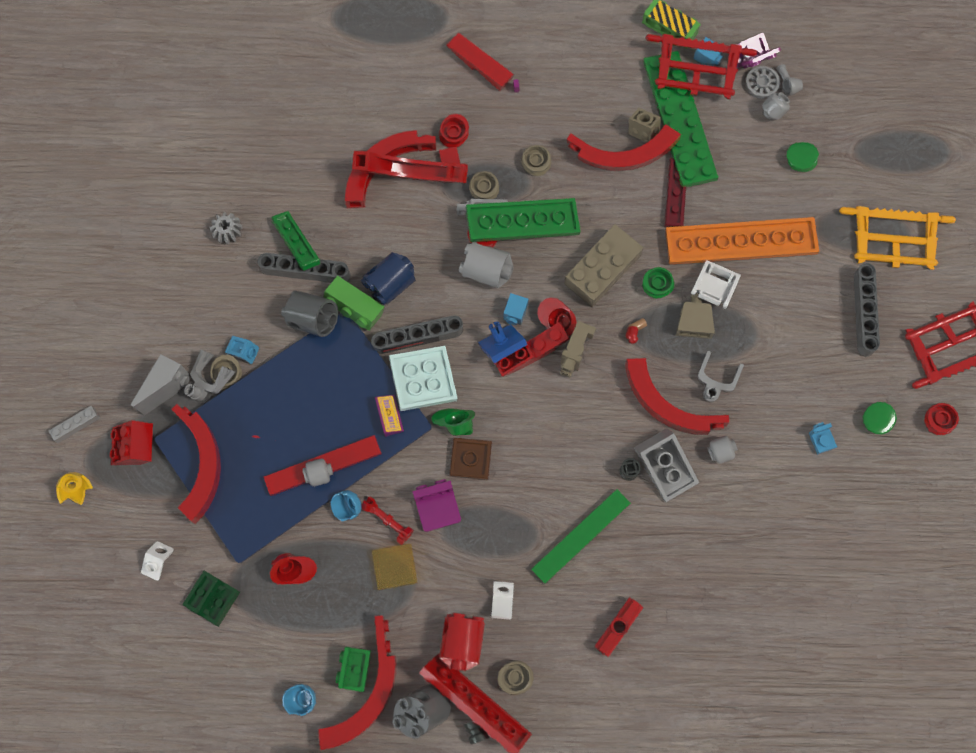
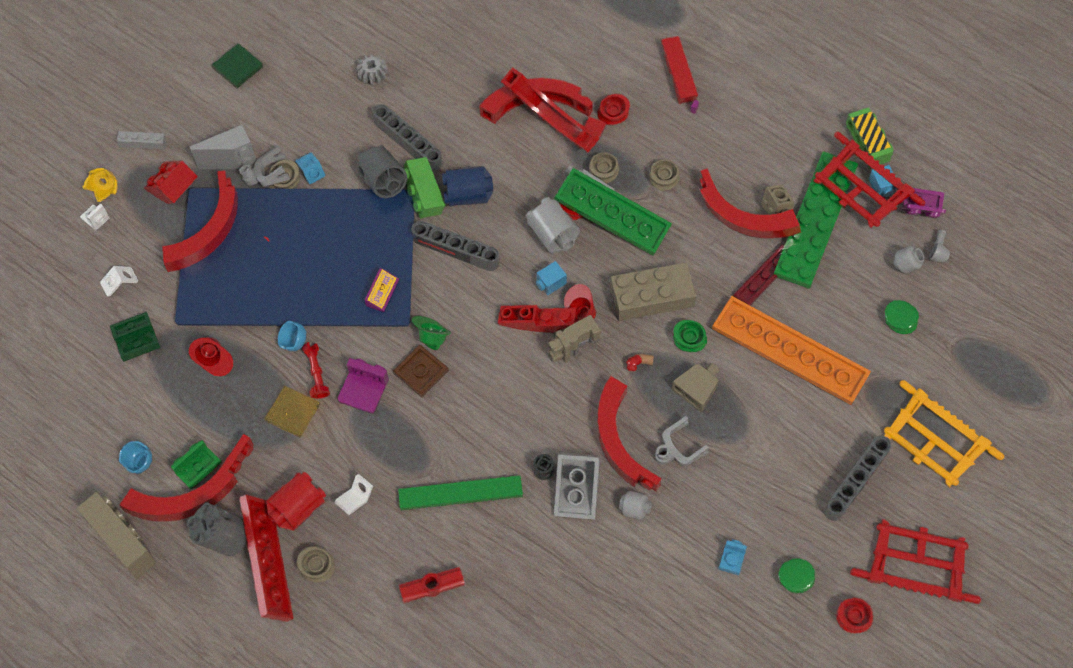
camera: 35 degrees right, 10 degrees down
(94, 519) = (95, 216): none -> white bracket
(104, 301) = (237, 65): none -> dark green tile
(295, 240) = (416, 111): green tile -> none
(317, 472) = (288, 293): light grey head -> none
(339, 459) = (299, 293): red tile -> none
(423, 378) = (431, 281): light aqua plate -> none
(477, 733) = (248, 583): pearl dark grey wheel -> none
(502, 342) = (517, 294): blue tile -> none
(714, 289) = (733, 371): white container -> none
(762, 82) = (915, 234): light grey wheel -> none

